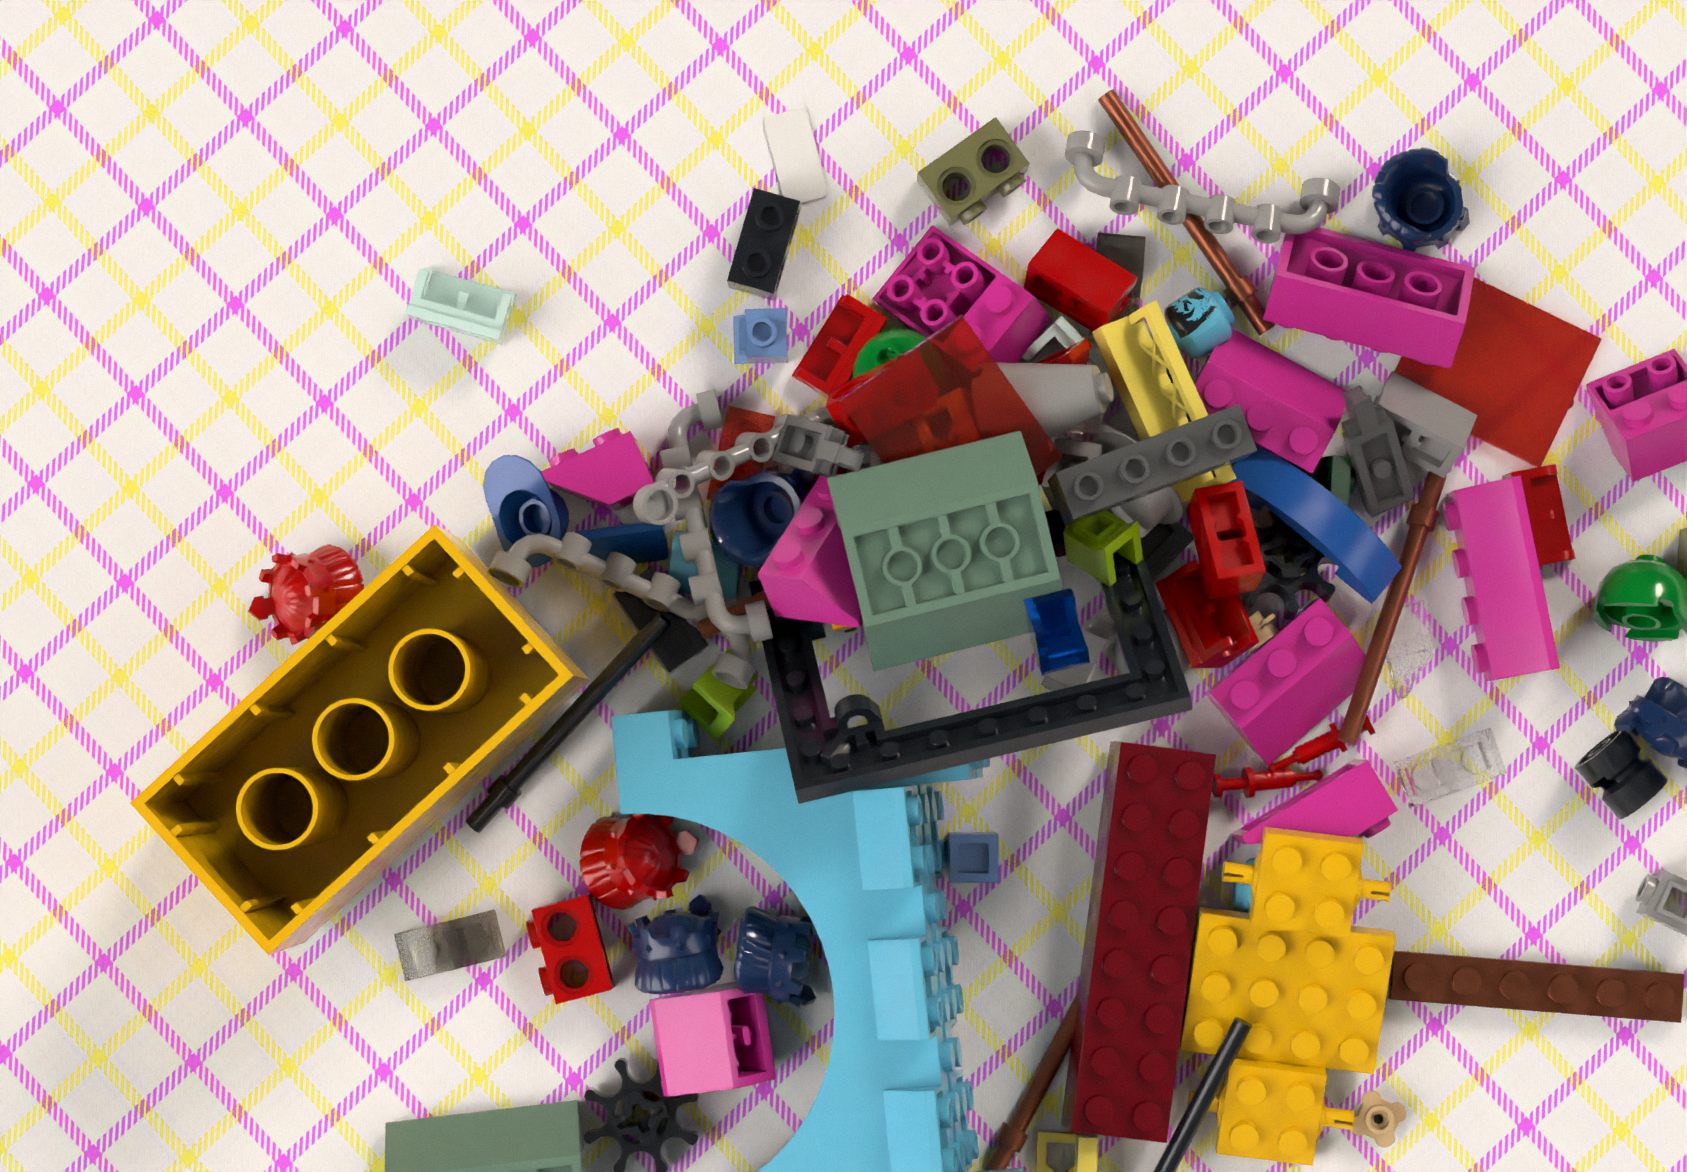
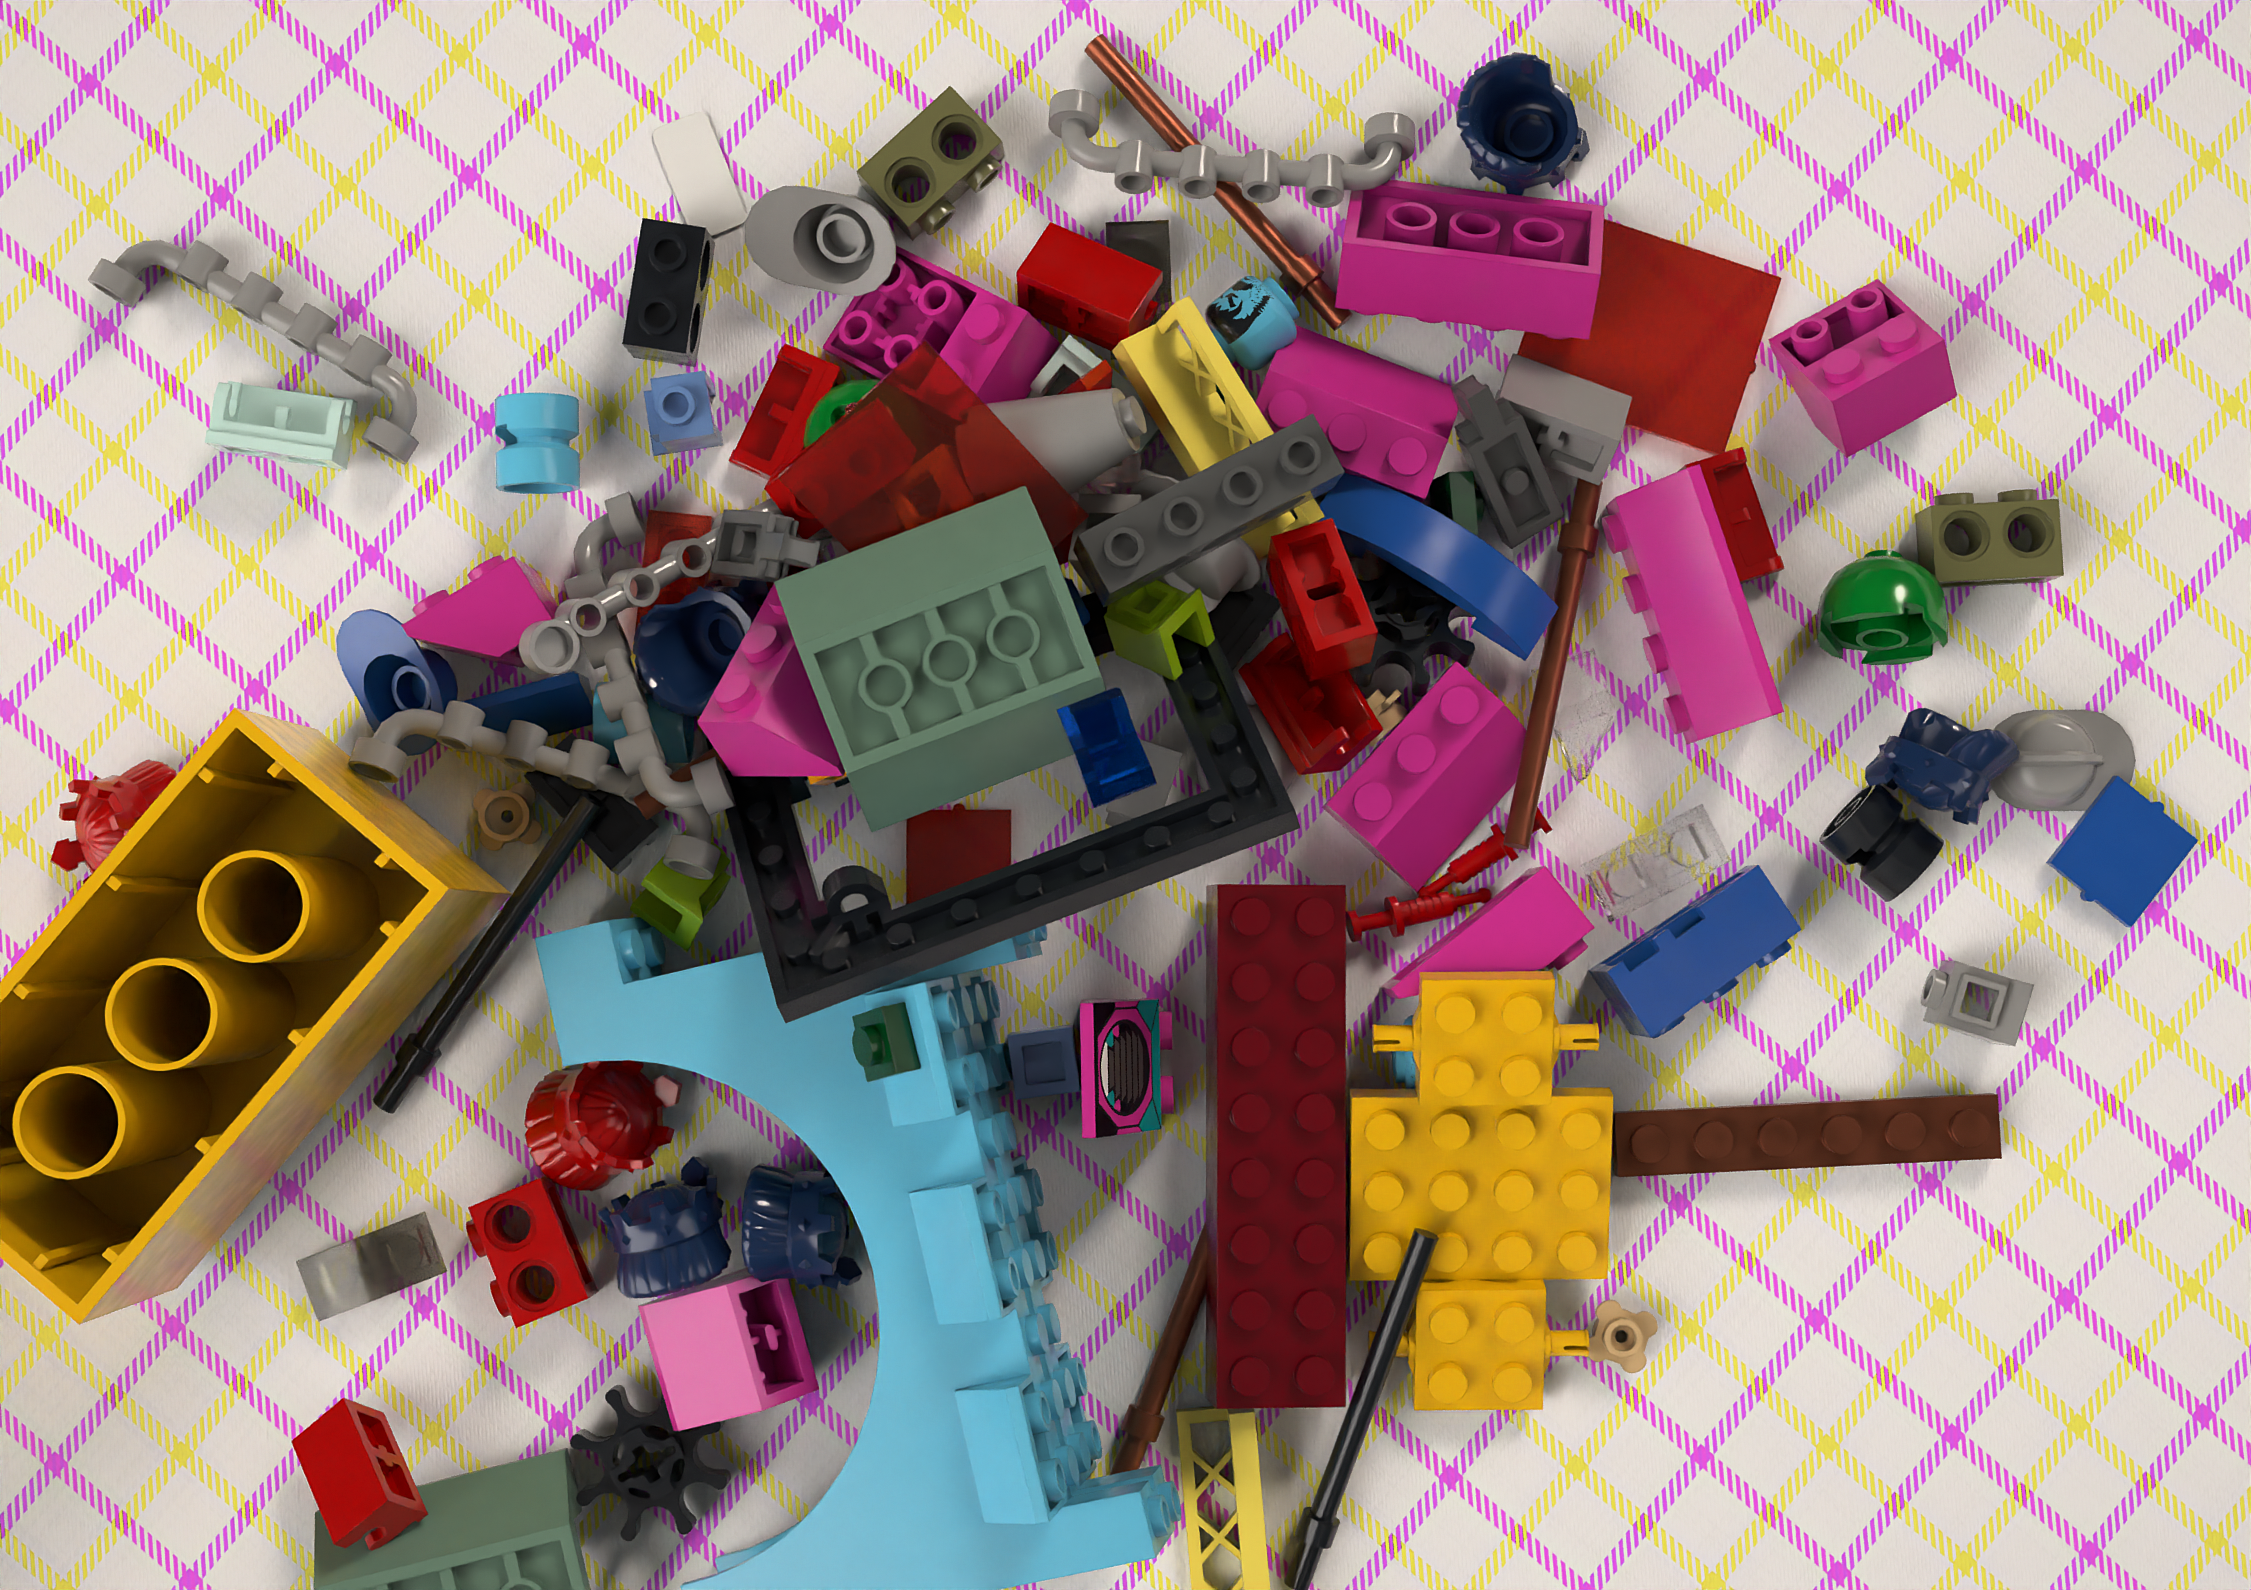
camera: 10 degrees left, 0 degrees up
(424, 1098) = (358, 1475): none -> red hinge
(453, 210) = (258, 301): none -> light grey bar
(602, 631) = (491, 808): none -> tan plate
(651, 345) = (537, 443): none -> medium azure wheel
(866, 827) = (884, 1042): none -> dark green plate
(884, 220) = (821, 240): none -> light grey piece
(925, 692) = (954, 848): none -> clear red piece
(1031, 867) = (1122, 1066): none -> slope
(1471, 839) = (1696, 953): none -> blue wedge

